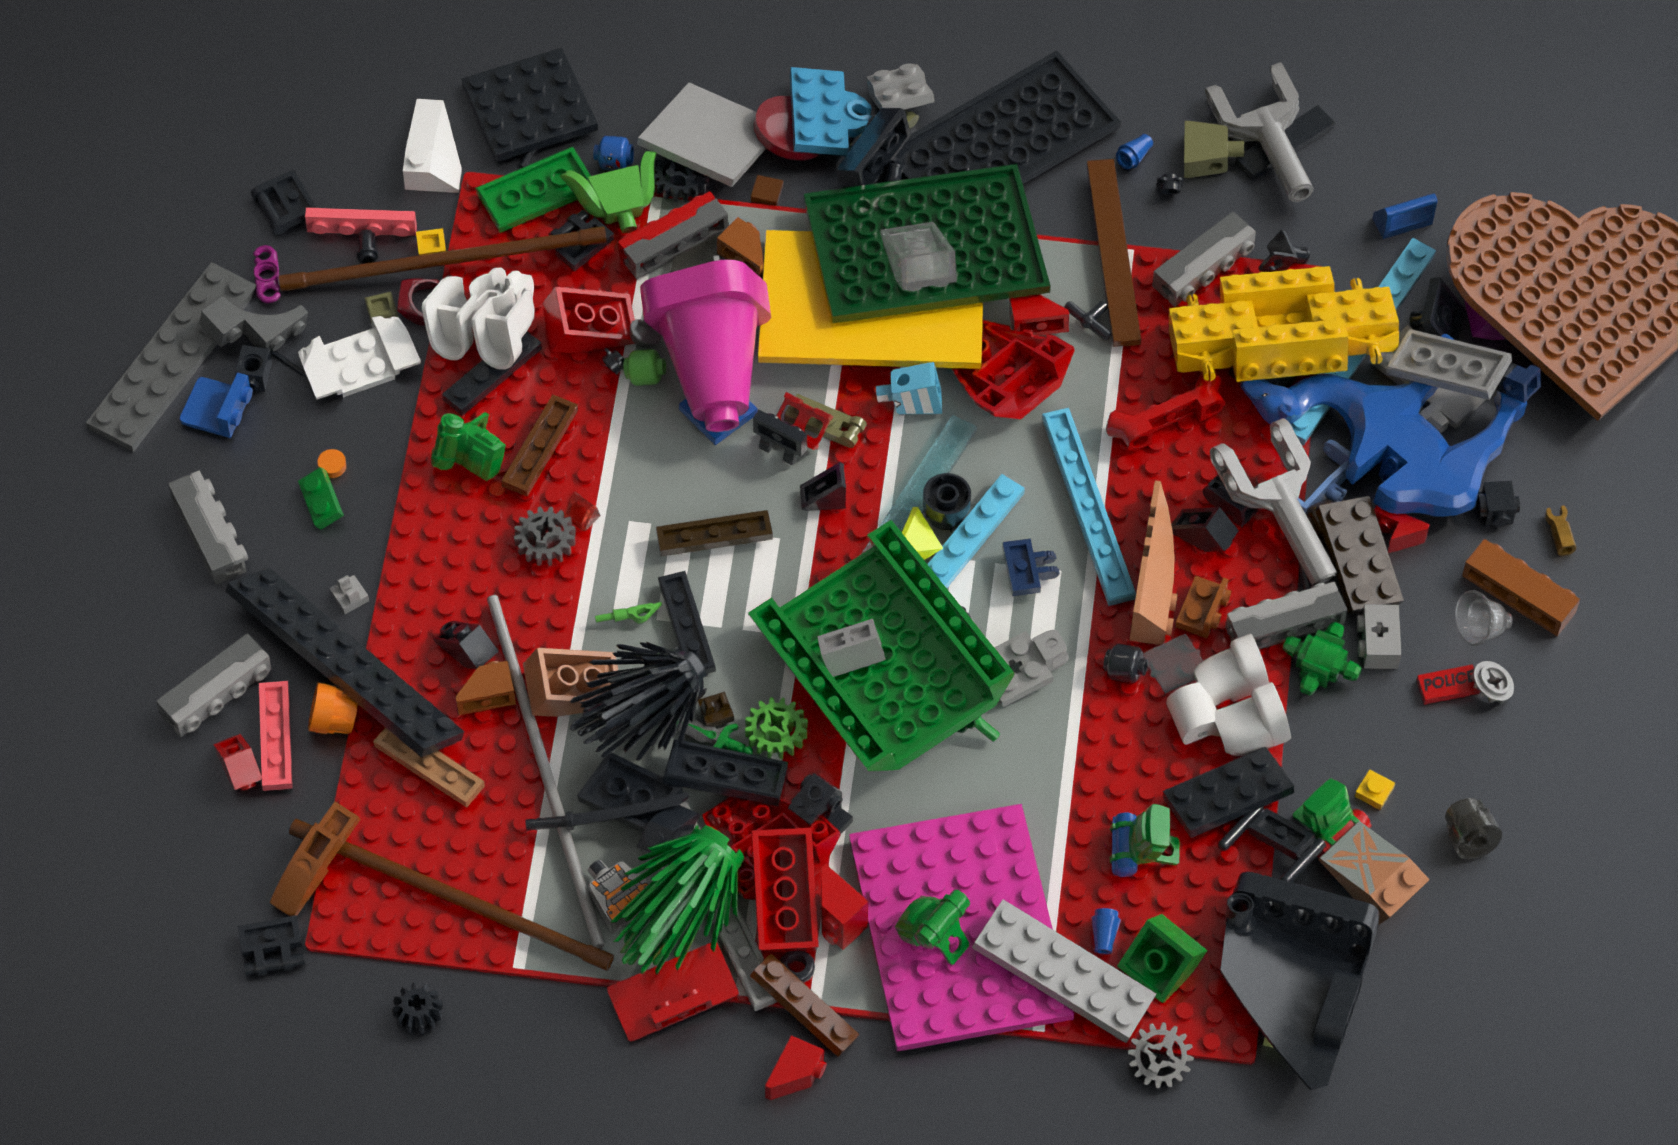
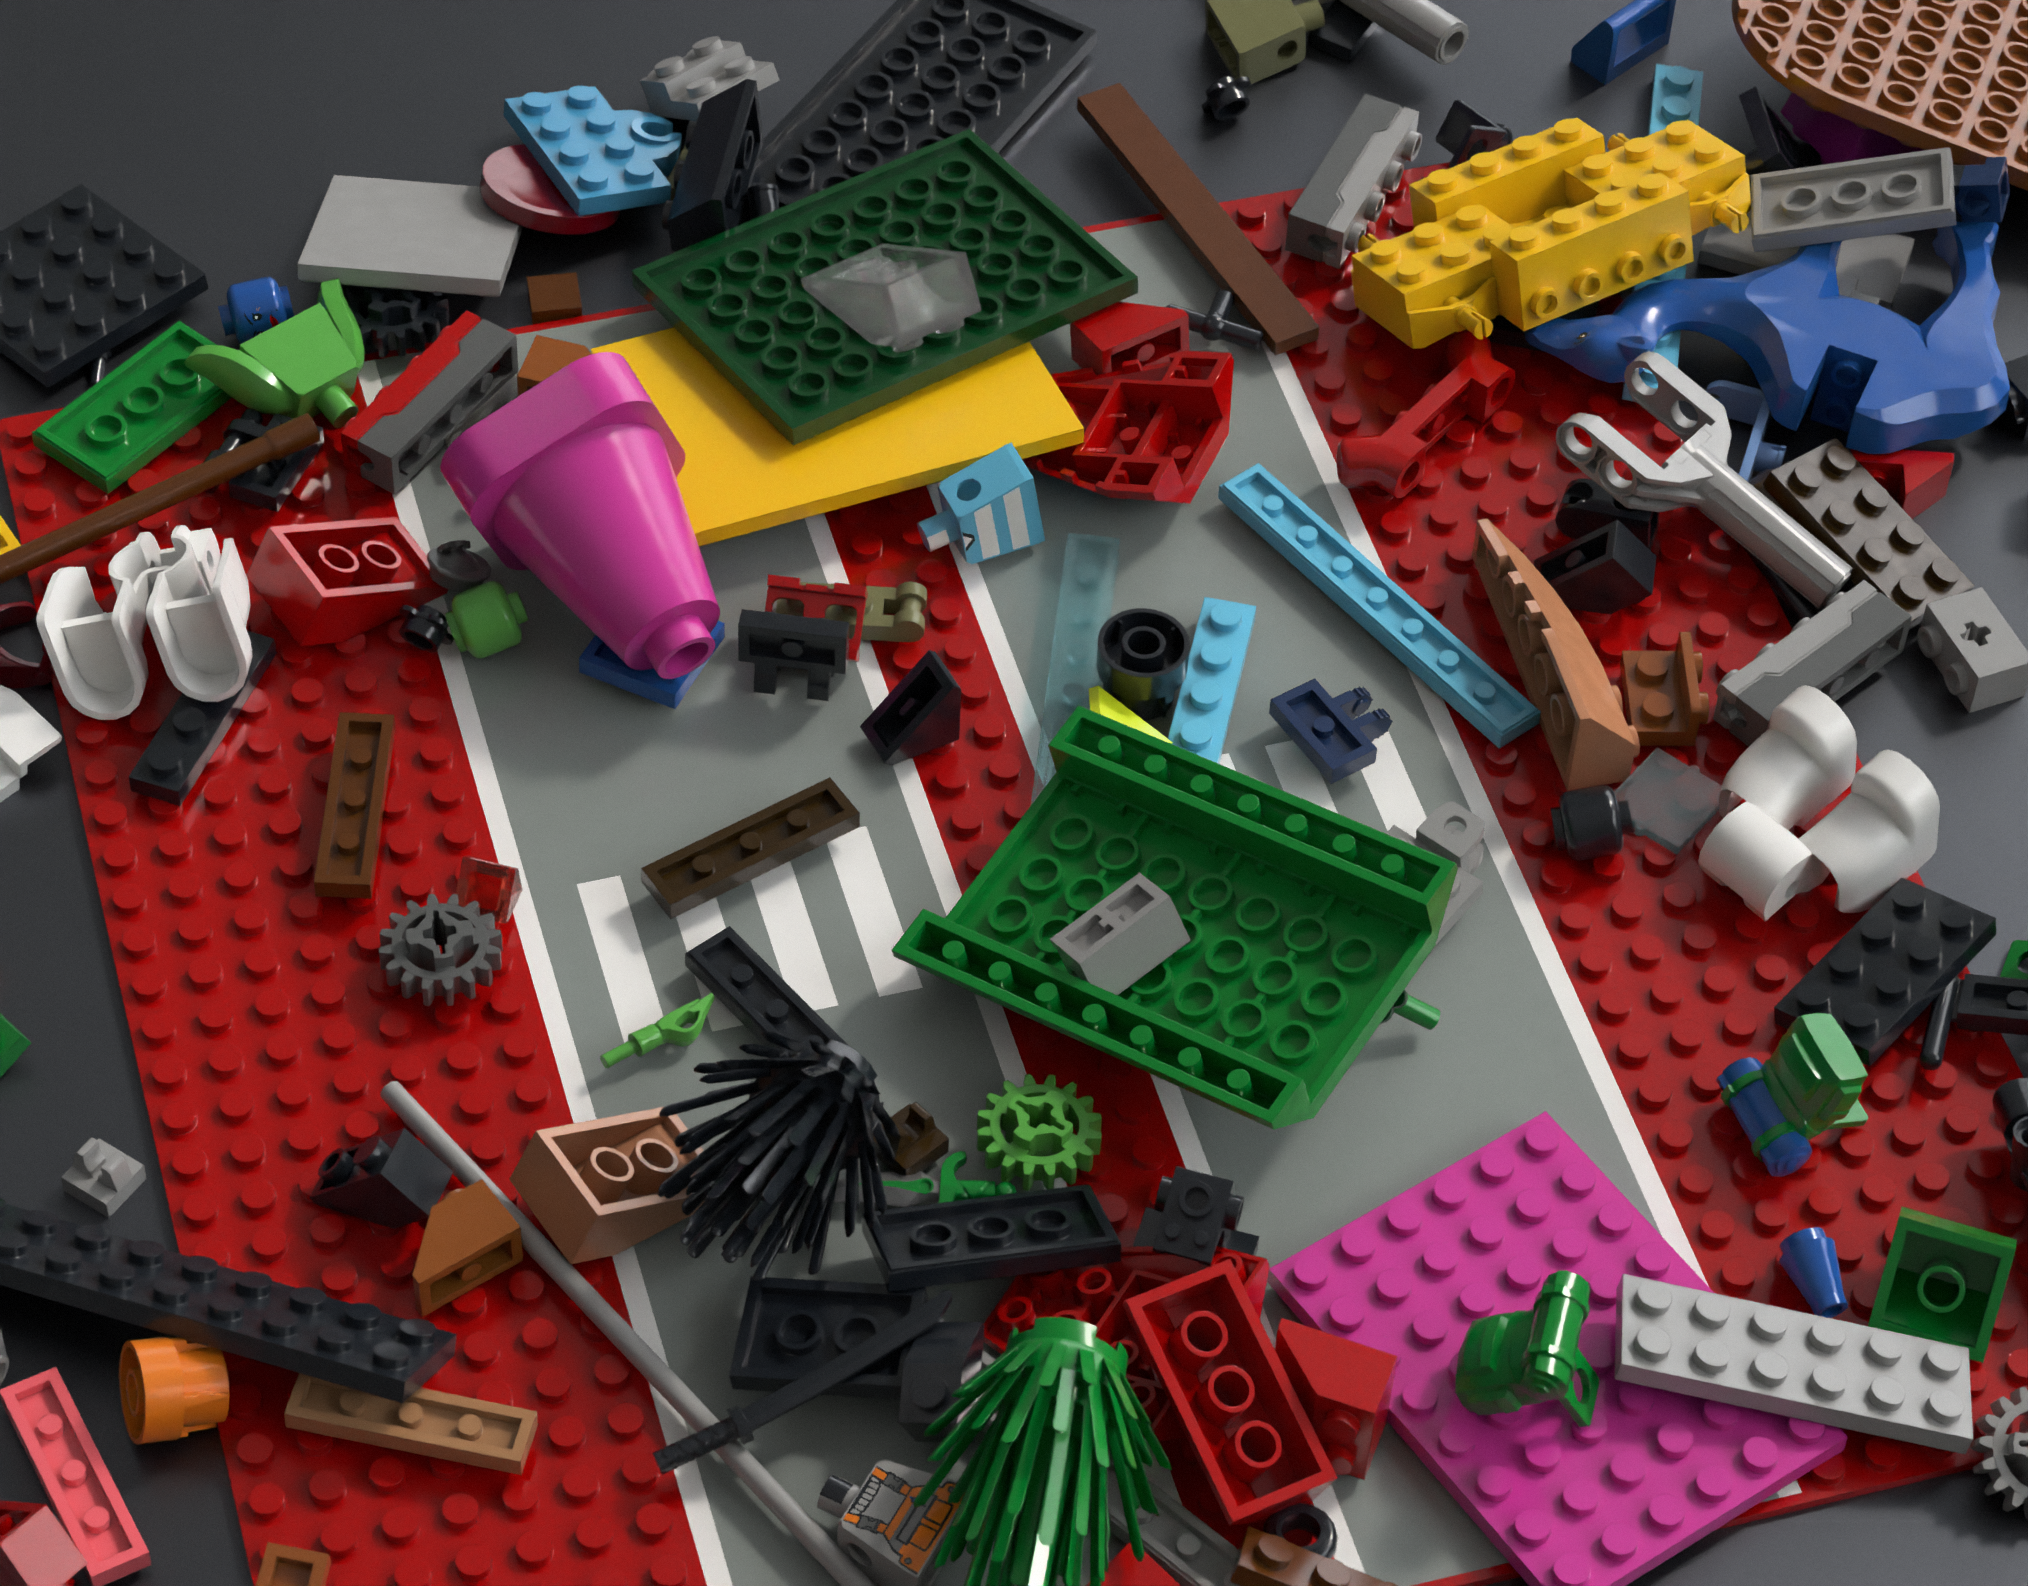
camera: 25 degrees left, 10 degrees down
(467, 446) = (226, 841): green piece -> none
(1132, 152) = (1141, 69): blue cone -> none
(1321, 658) = (1908, 708): green piece -> none

